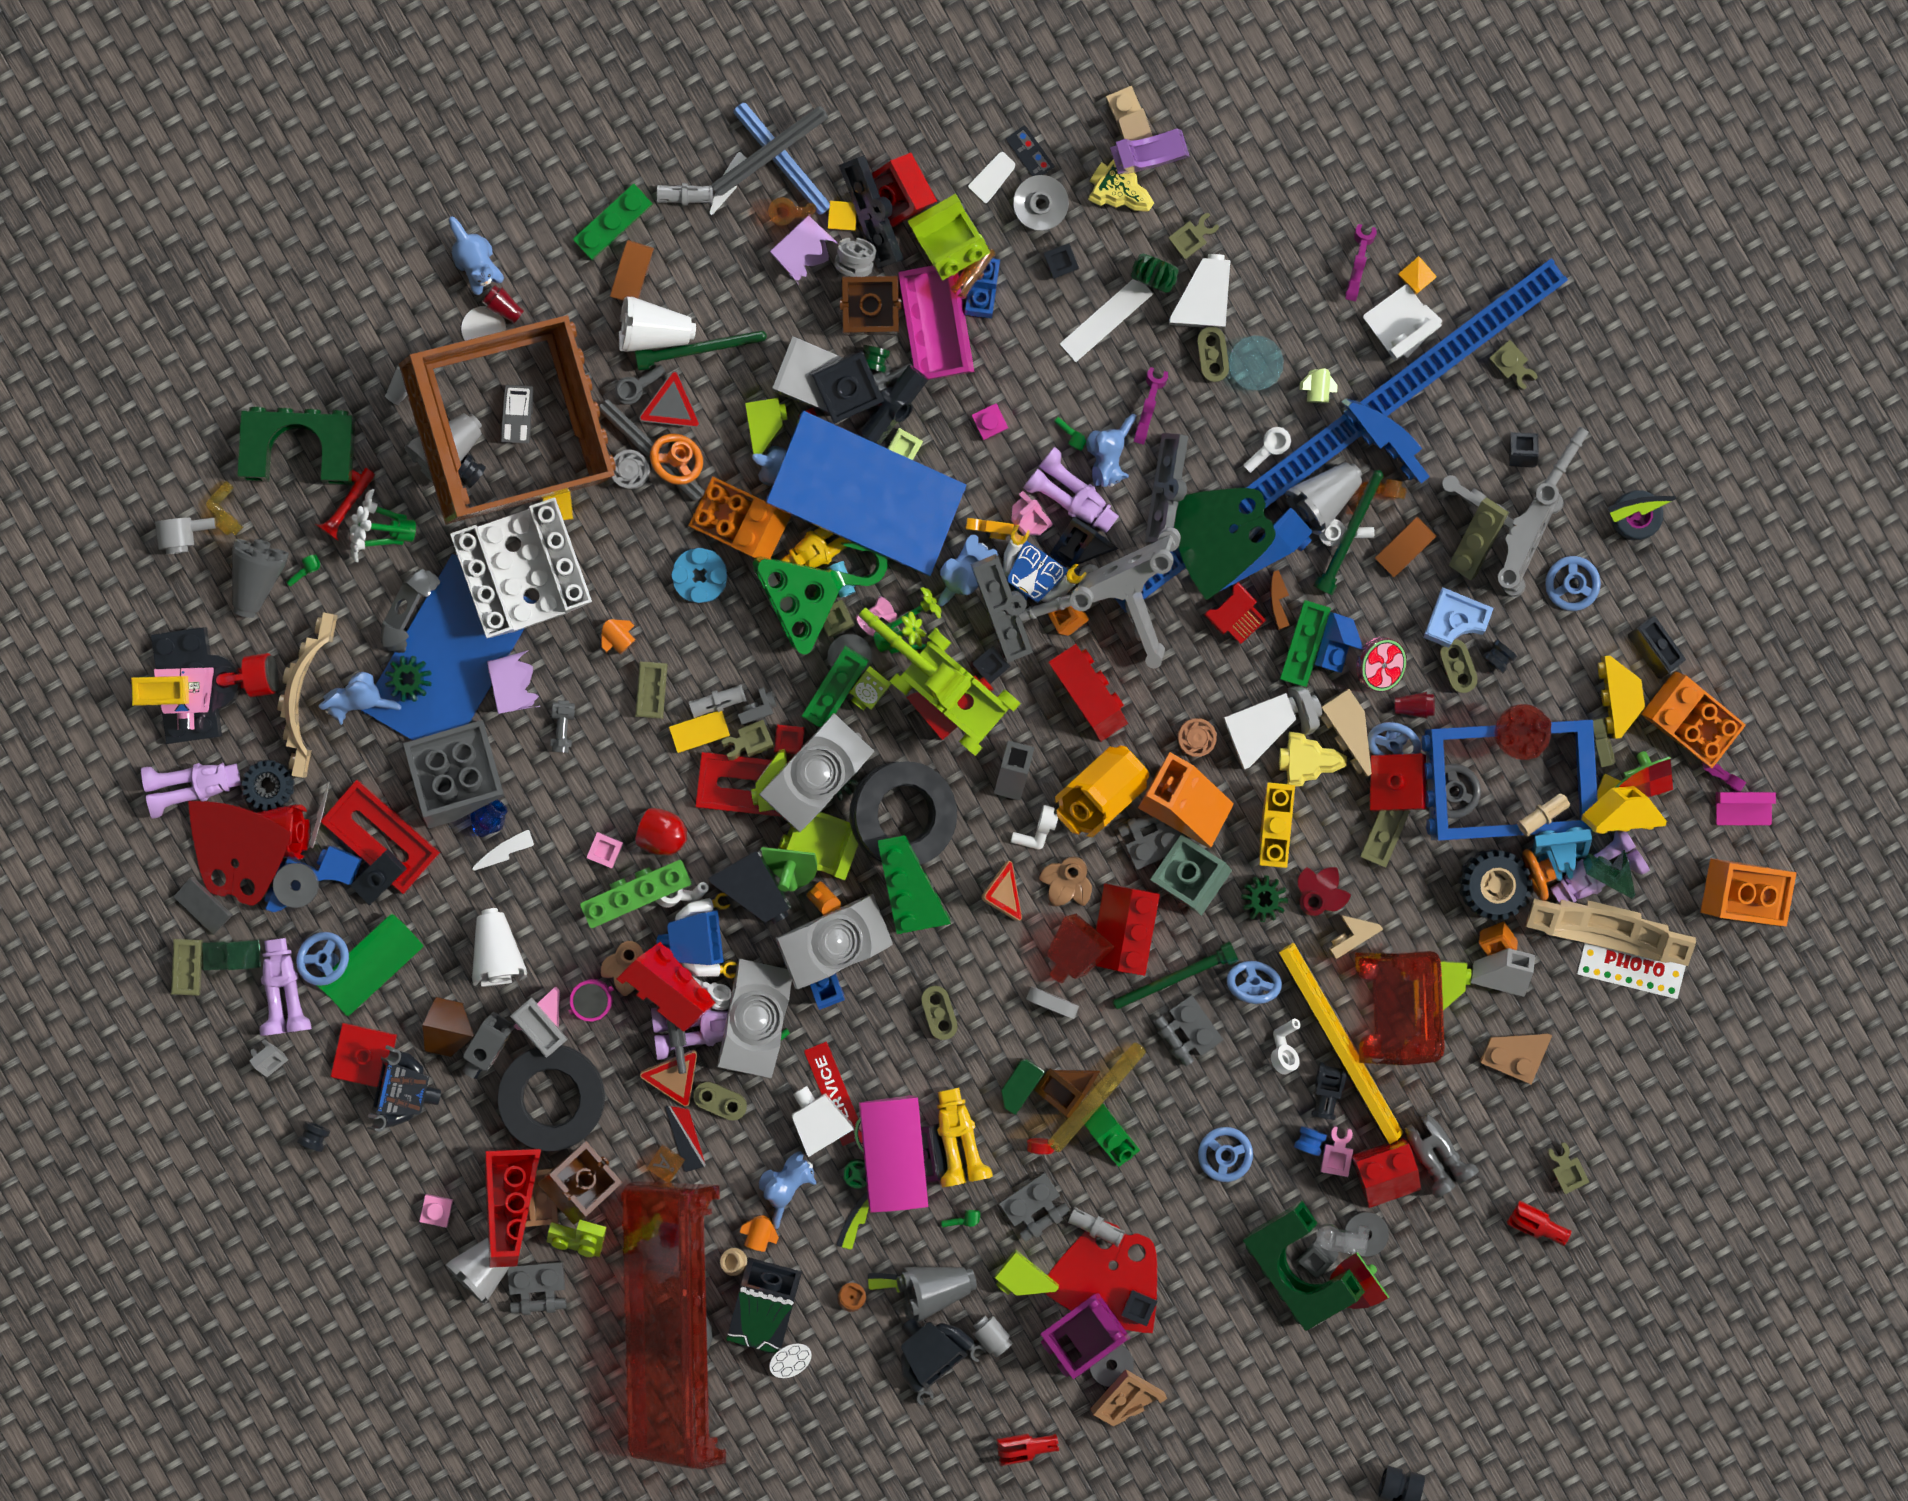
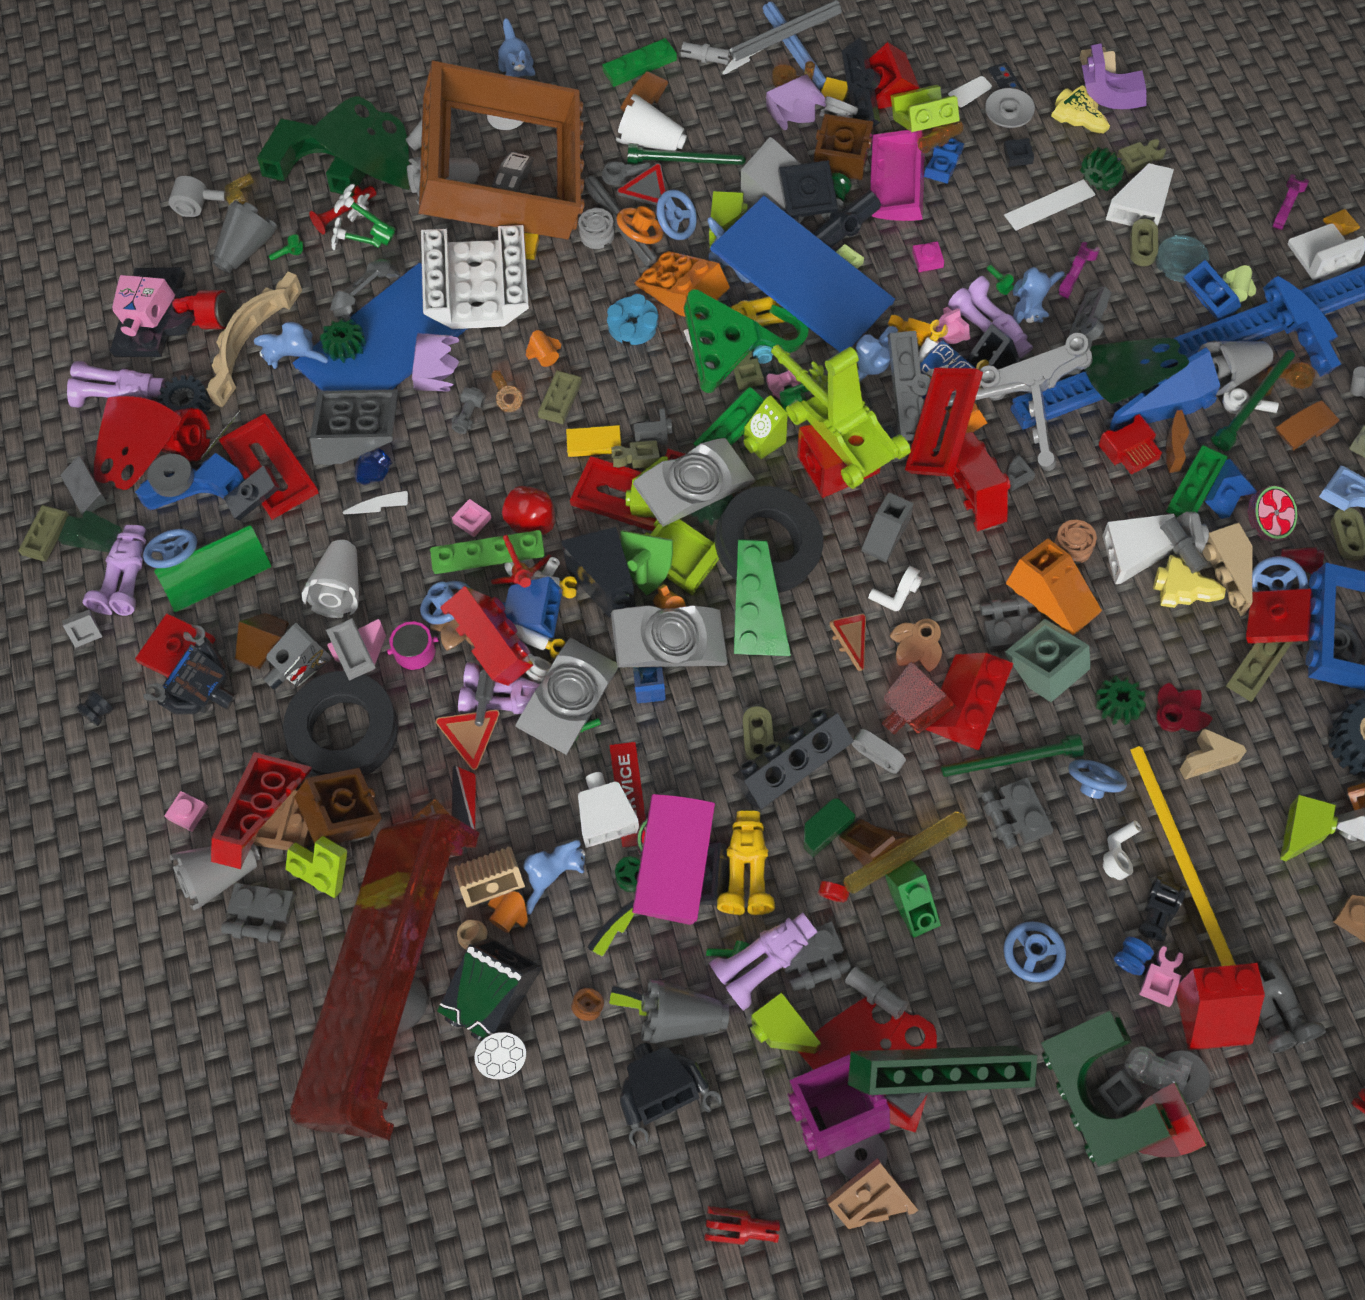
camera: 20 degrees right, 25 degrees down
(160, 690) = (117, 288): yellow tile -> none
(349, 439) = (378, 155): none -> dark green piece
(594, 699) = (505, 389): none -> clear orange plate
(597, 944) = (439, 594): none -> medium blue piece
(676, 911) = (521, 573): none -> red plant
(710, 437) = (672, 215): none -> medium blue piece
(717, 701) = (601, 419): light grey pin -> none
(719, 1103) = (508, 771): olive plate -> none
(735, 1209) = (488, 877): none -> tan brick
(977, 1032) = (808, 757): none -> black brick
(992, 1335) = (732, 1084): light grey brick -> none
(1003, 1210) = (780, 945): none -> lavender piece
(1030, 679) = (942, 384): none -> red piece
(1101, 791) = (971, 560): light orange brick -> none
(1129, 668) = (1019, 473): none -> dark grey tile
(1164, 1294) = (941, 1069): none -> dark green brick
(1275, 441) = (1190, 319): white plate -> none
(1276, 825) = (1146, 627): yellow slope -> none
(1291, 412) = (1212, 291): none -> blue brick
(1299, 730) = (1183, 545): none -> dark grey pin
(1405, 1007) = (1261, 828): clear red windscreen -> none

